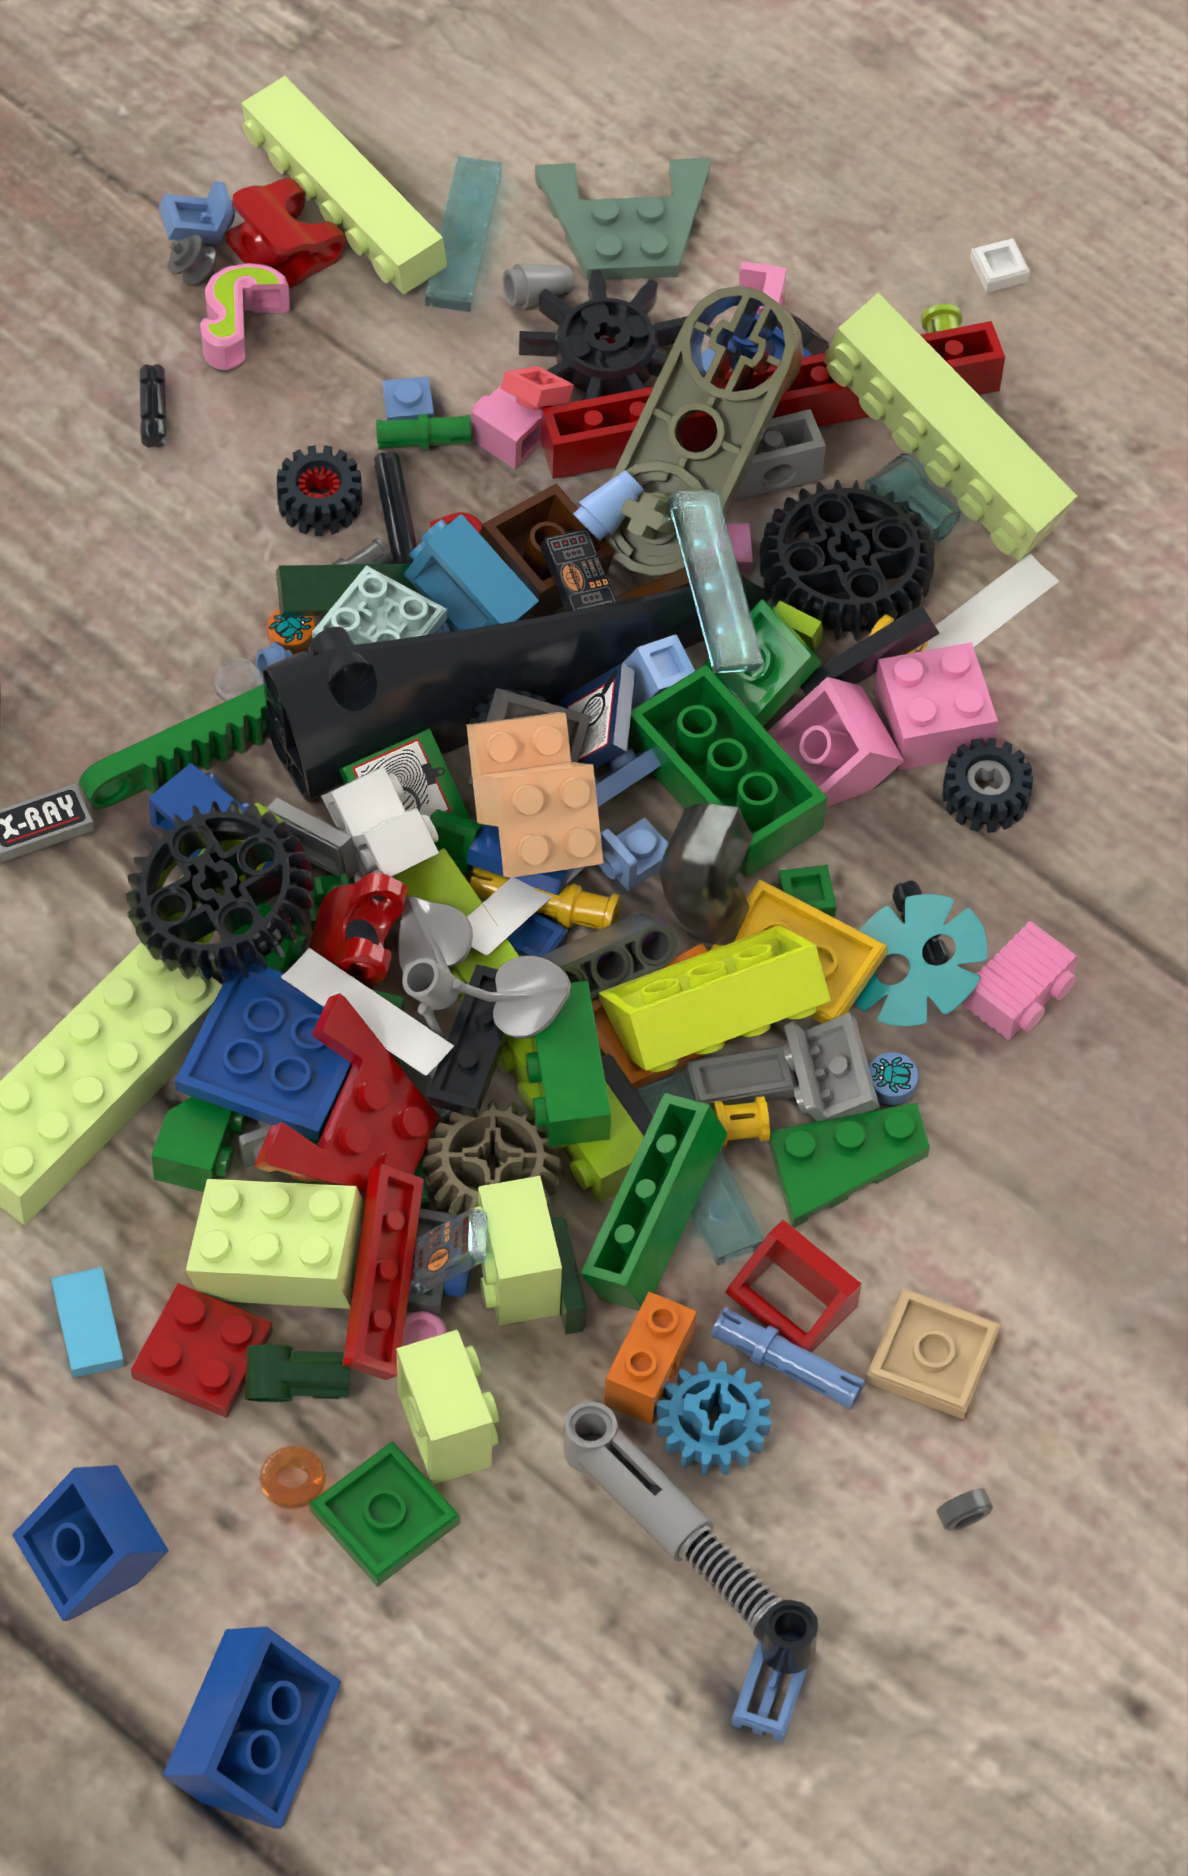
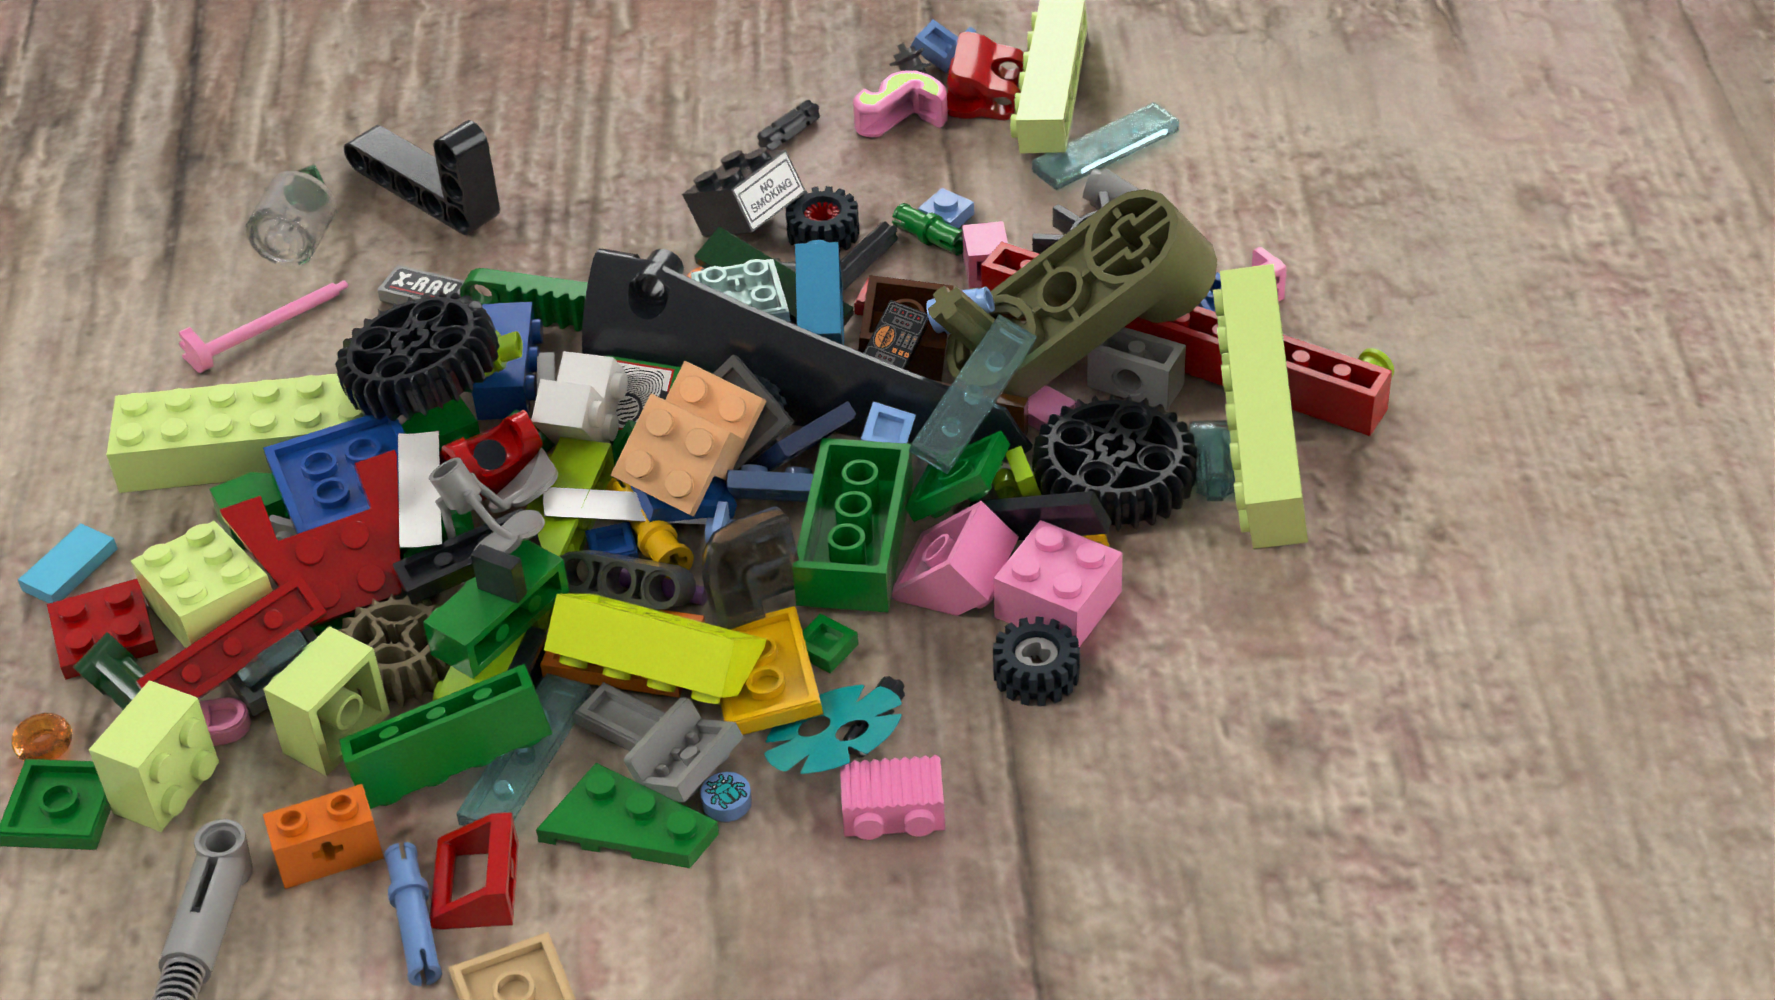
camera: 50 degrees right, 15 degrees down
(236, 512) = (743, 191): none -> black brick
(536, 388) = (1014, 228): coral bracket -> none
(572, 1302) = (325, 761): dark green tile -> none
(577, 1032) = (499, 573): none -> black tile
(627, 234) = (1225, 207): sand green wing -> none
(737, 1421) = (312, 908): dark azure gear -> none
(744, 1120) = (584, 741): yellow bush -> none
(994, 605) = (1194, 563): white sticker -> none
(1000, 265) = (1468, 364): white tile -> none

